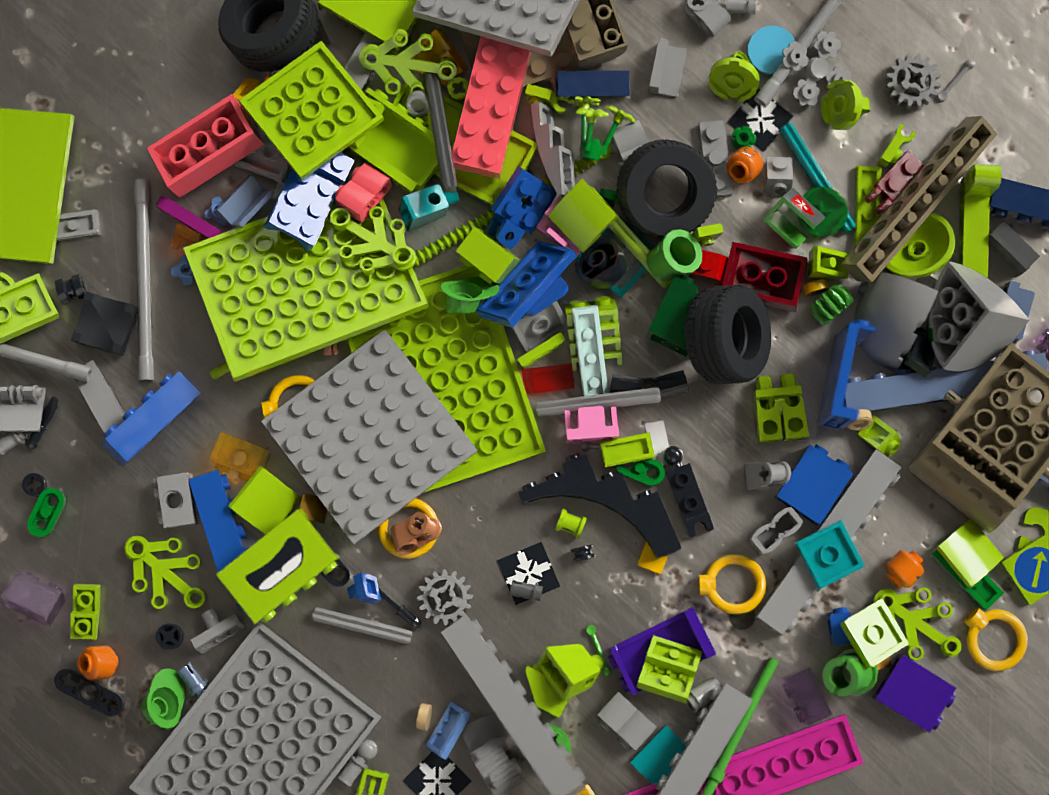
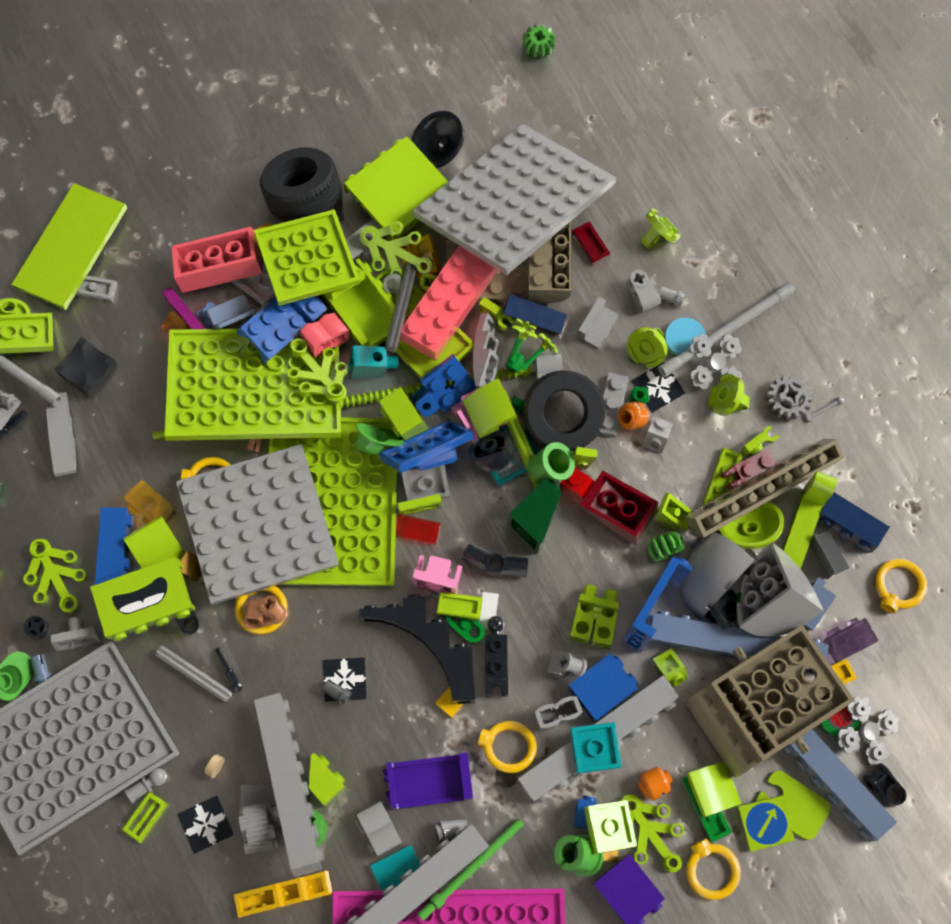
camera: 15 degrees right, 10 degrees down
(70, 288) = (70, 332): black wheel -> none
(142, 201) = (107, 404): light grey piece -> none
(150, 418) = (90, 449): brick -> none
(178, 271) = (159, 347): medium blue plate -> none
(186, 512) = (87, 534): light grey brick -> none
(364, 589) = (207, 644): blue tile -> none
(448, 730) = (229, 784): medium blue plate -> none
(458, 602) = (275, 666): light grey gear -> none
(570, 669) = (348, 767): lime torso -> none
(571, 523) = (393, 650): lime bush -> none
(583, 553) = (394, 677): black bush -> none
(590, 350) = (457, 520): light aqua tile -> none
(591, 630) = (378, 744): bright green hinge -> none
(608, 320) = (469, 491): lime plate -> none
(608, 400) = (466, 562): light grey axle -> none
(669, 669) = (430, 798): lime slope -> none
(728, 334) = (572, 539): black tyre -> none
(784, 227) = (647, 472): bright green piece -> none
(806, 695) = (536, 861): clear purple brick -> none
(809, 164) = (688, 446): teal axle -> none
(816, 287) = (657, 529): yellow tile -> none
(831, 205) = (683, 473): green tile -> none
(863, 421) = (658, 647): tan tile -> none

